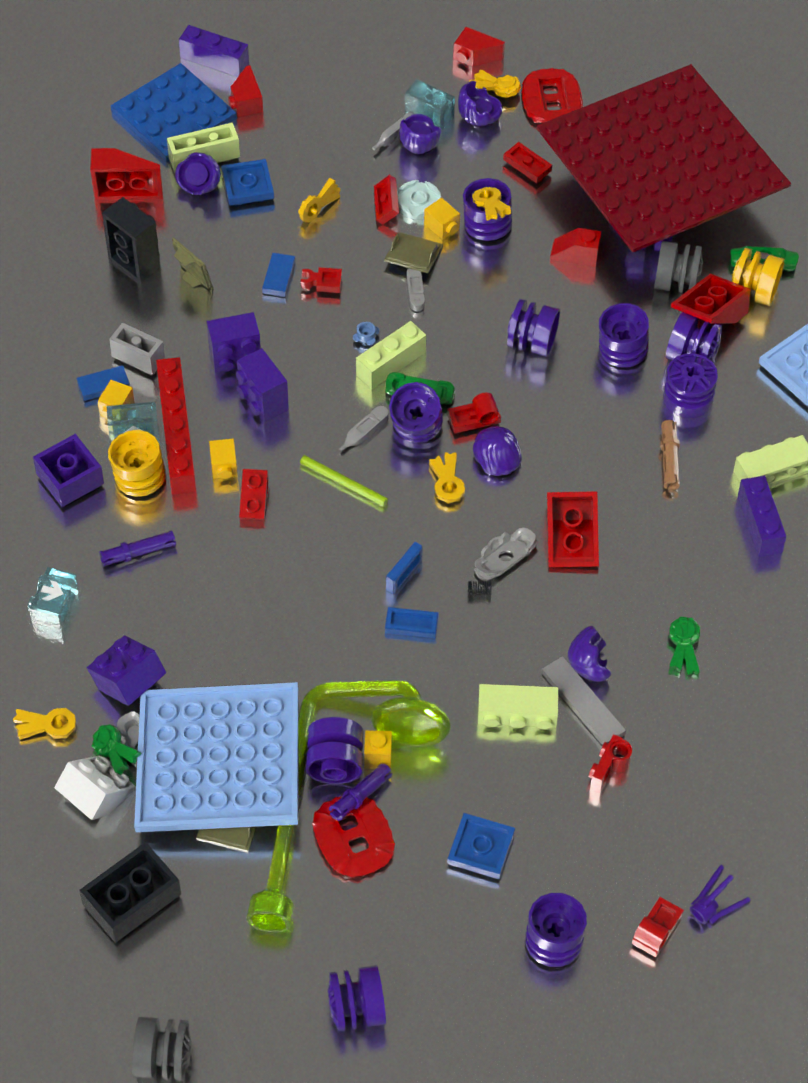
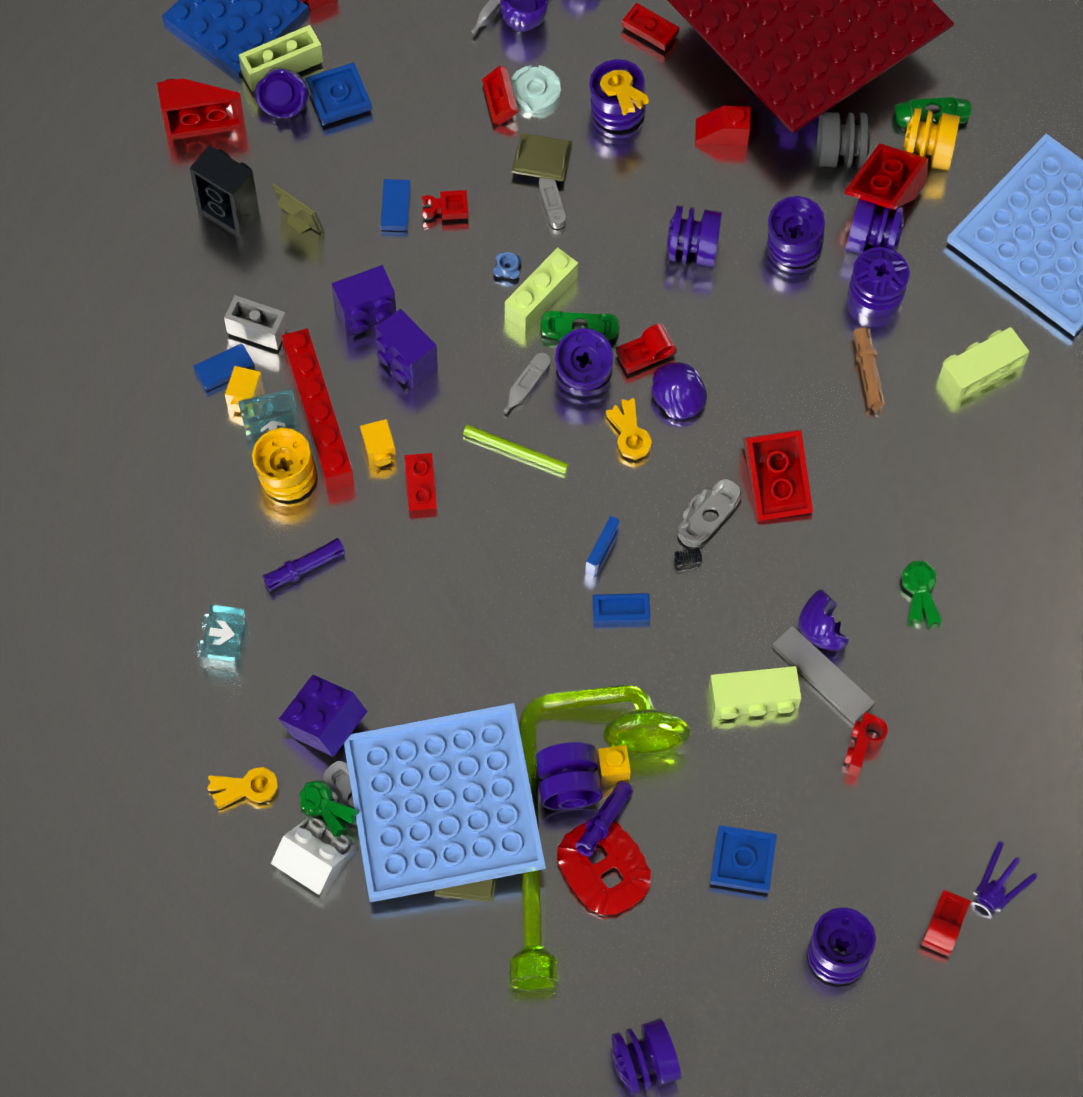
camera: 10 degrees left, 10 degrees up
(68, 470) = (209, 482): dark purple brick -> none
(130, 892) = (378, 972): black brick -> none
(312, 205) = (418, 113): yellow piece -> none
(442, 218) = (567, 111): yellow brick -> none
(761, 516) = (980, 429): dark purple brick -> none

